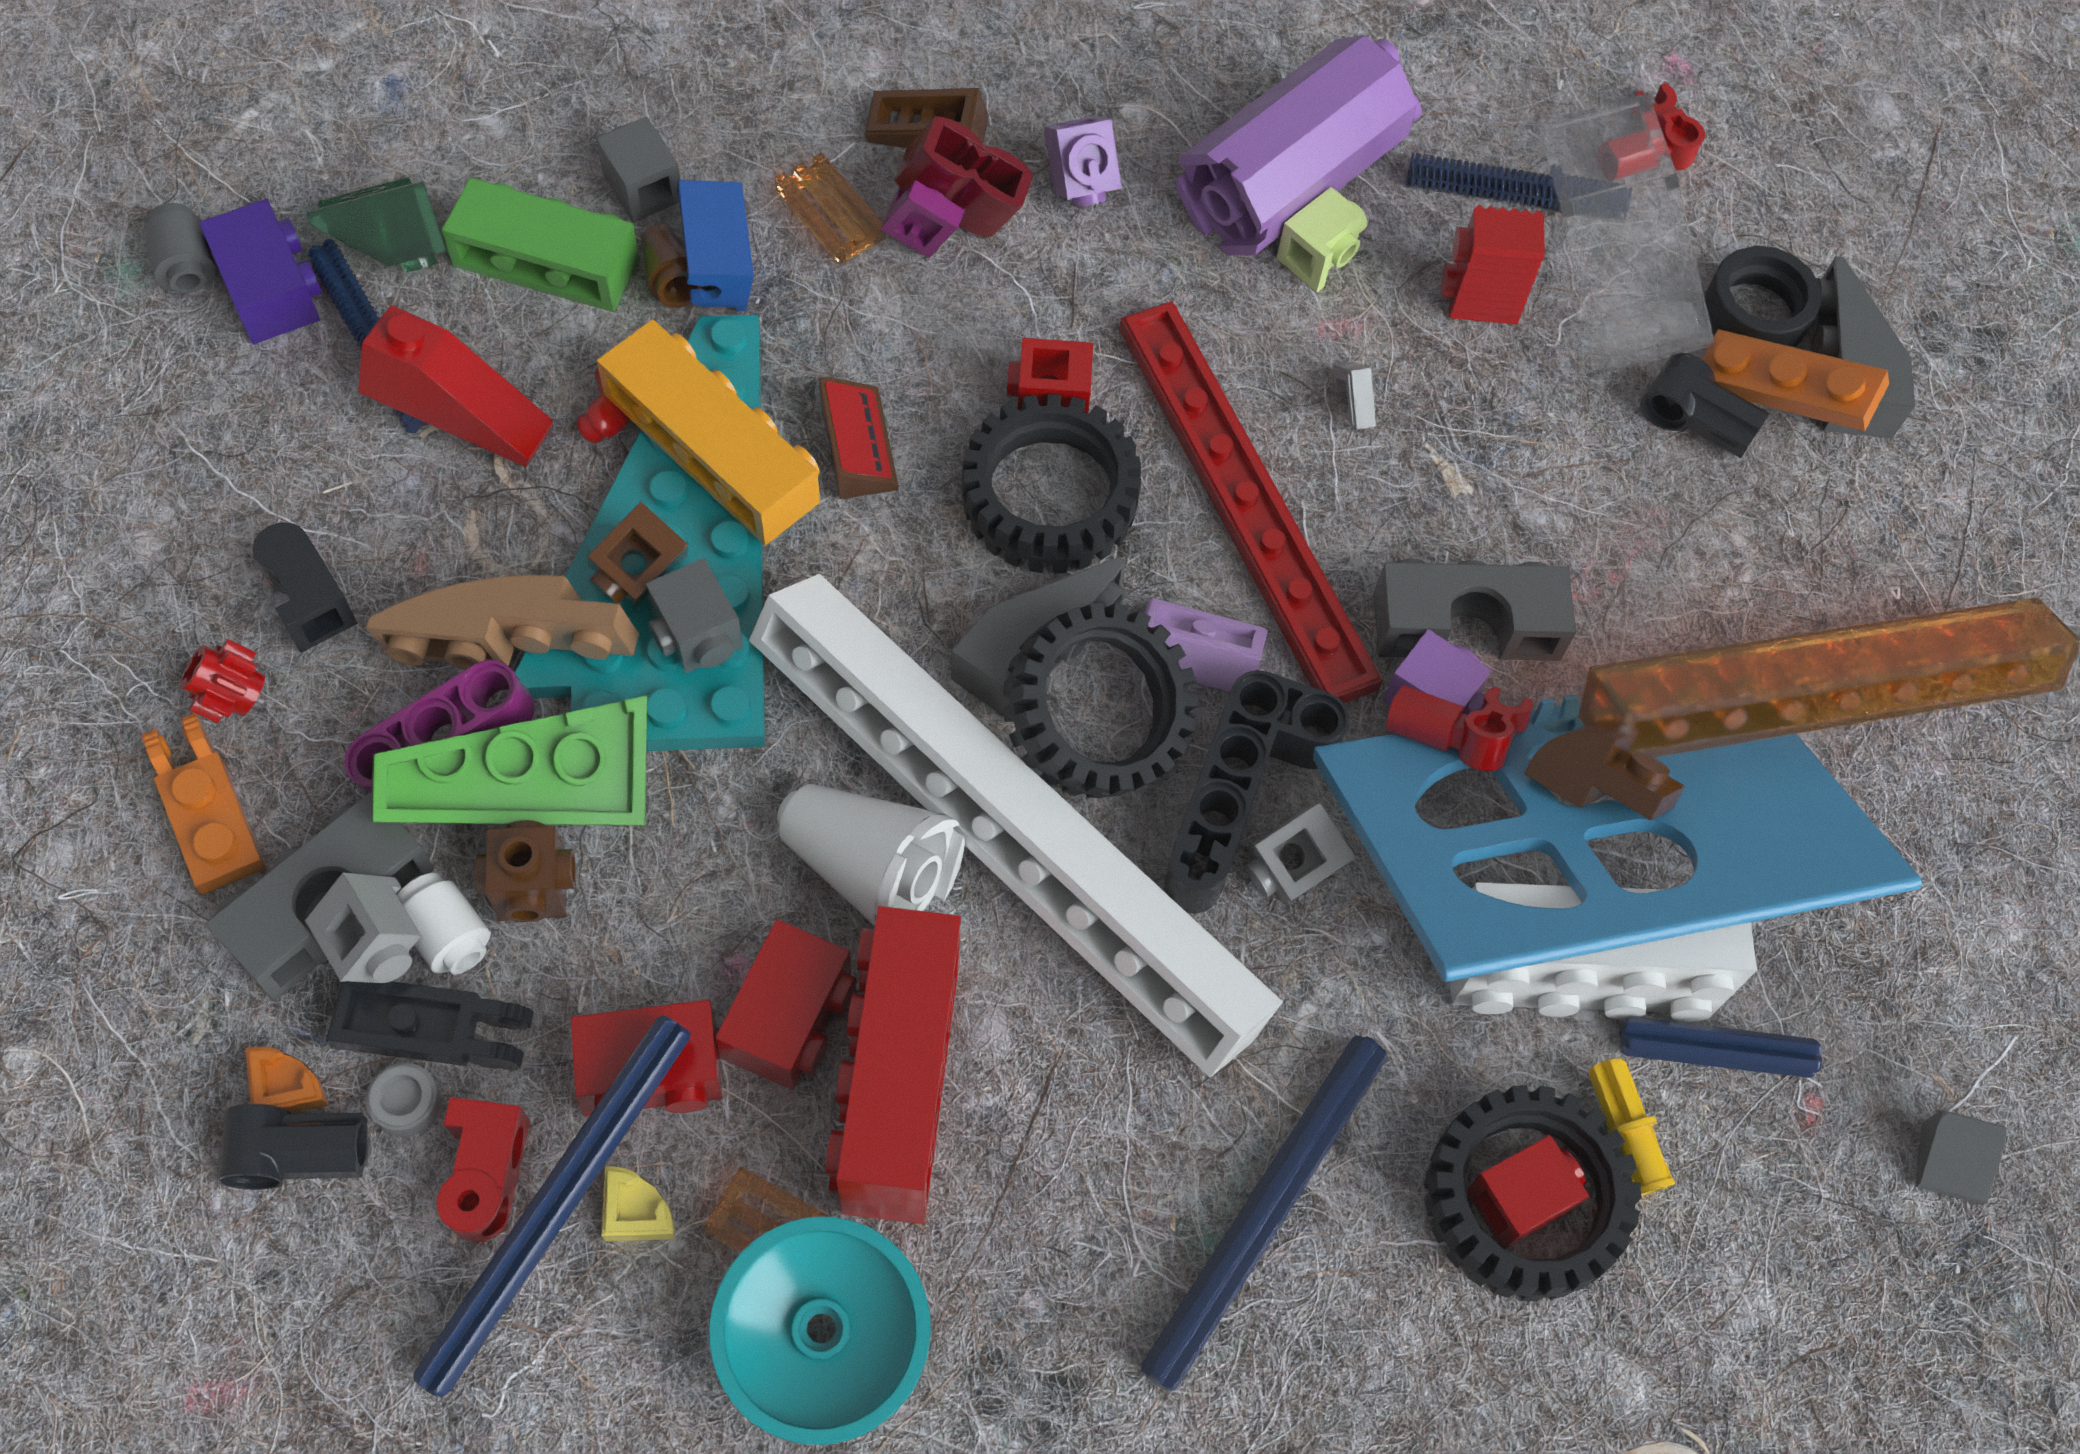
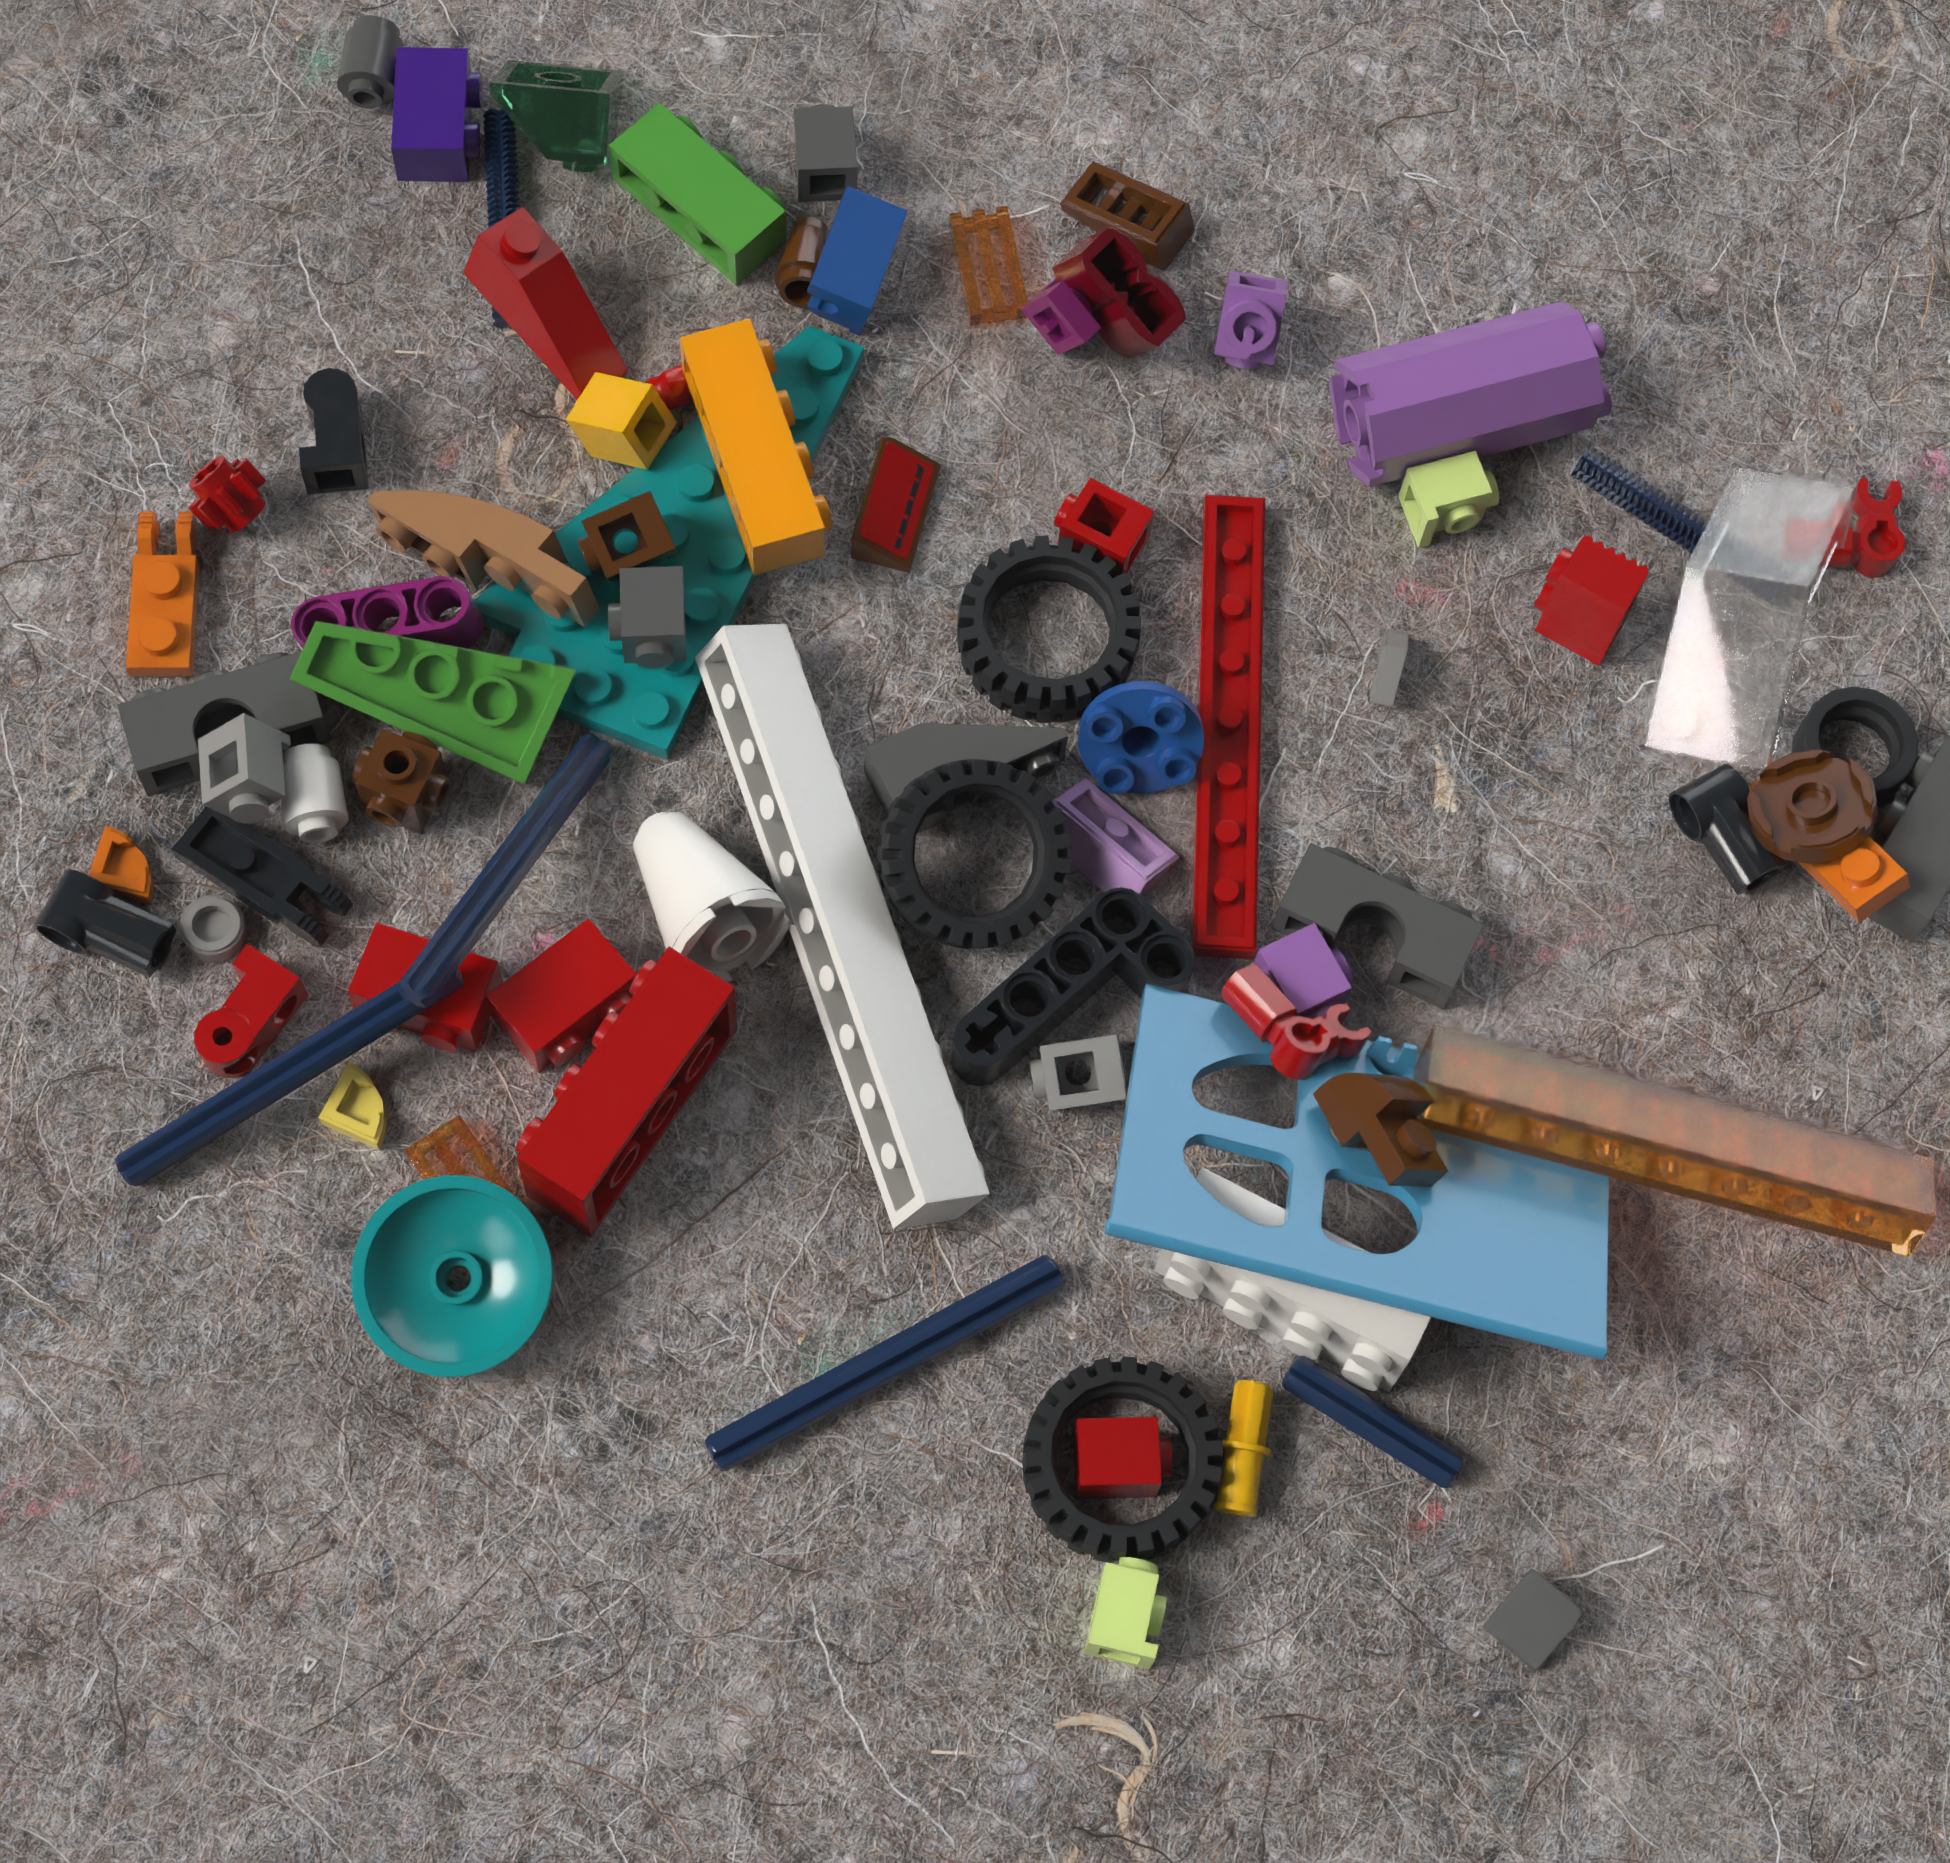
camera: 25 degrees right, 5 degrees up
(572, 461) = (621, 420): none -> yellow brick
(674, 917) = (504, 871): none -> dark blue axle
(1188, 537) = (1140, 738): none -> blue plate
(1618, 1336) = (1126, 1613): none -> yellowish green brick
(1774, 353) = (1812, 807): none -> reddish brown tile

